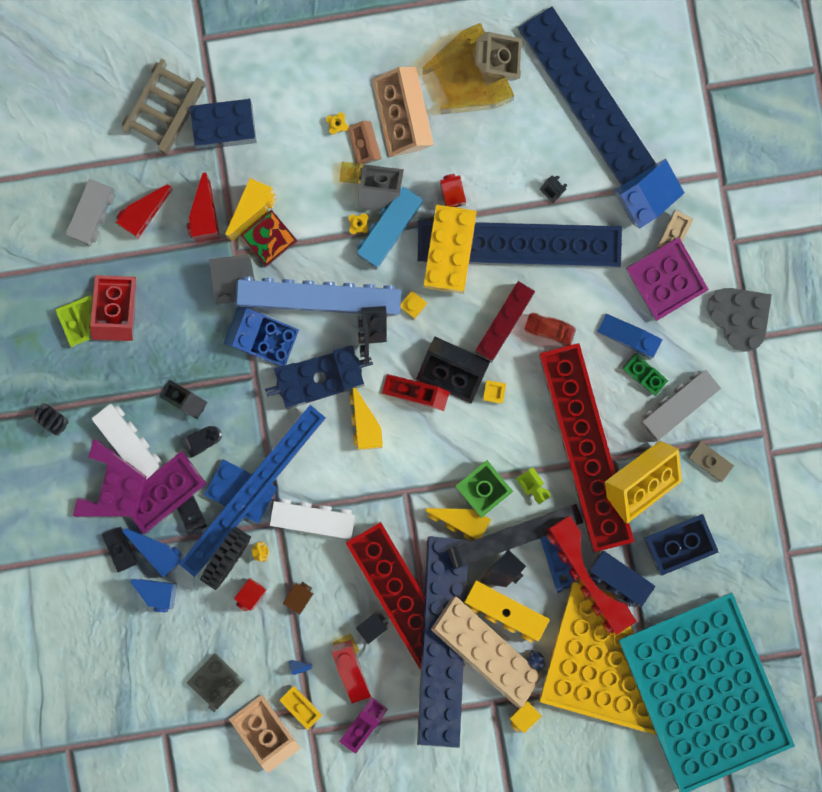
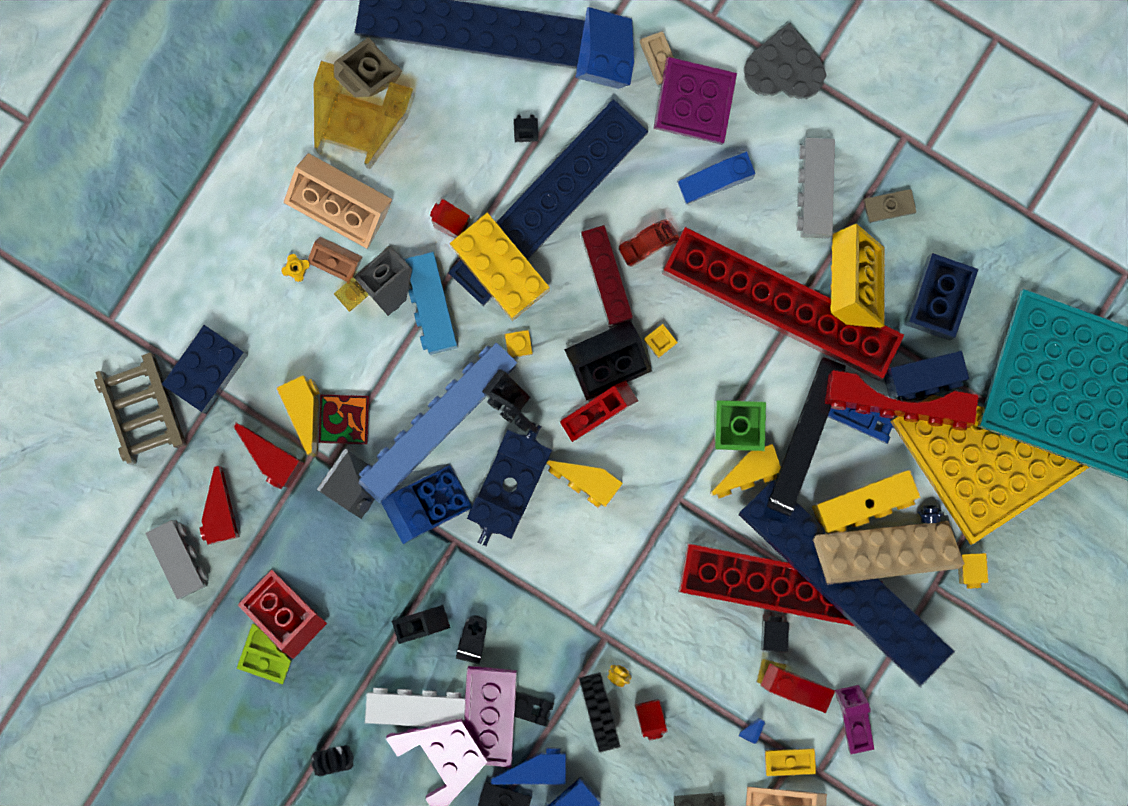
camera: 55 degrees left, 0 degrees up
(229, 481) = (549, 645): blue plate -> none
(252, 490) = (559, 635): blue plate -> none
(299, 597) = (690, 677): reddish brown brick -> none
(313, 520) = (632, 603): white brick -> none
(353, 222) = (405, 334): yellow plate -> none
(504, 571) = (828, 472): black slope -> none
(532, 483) = (771, 379): lime plate -> none
(645, 374) = (761, 195): green slope -> none

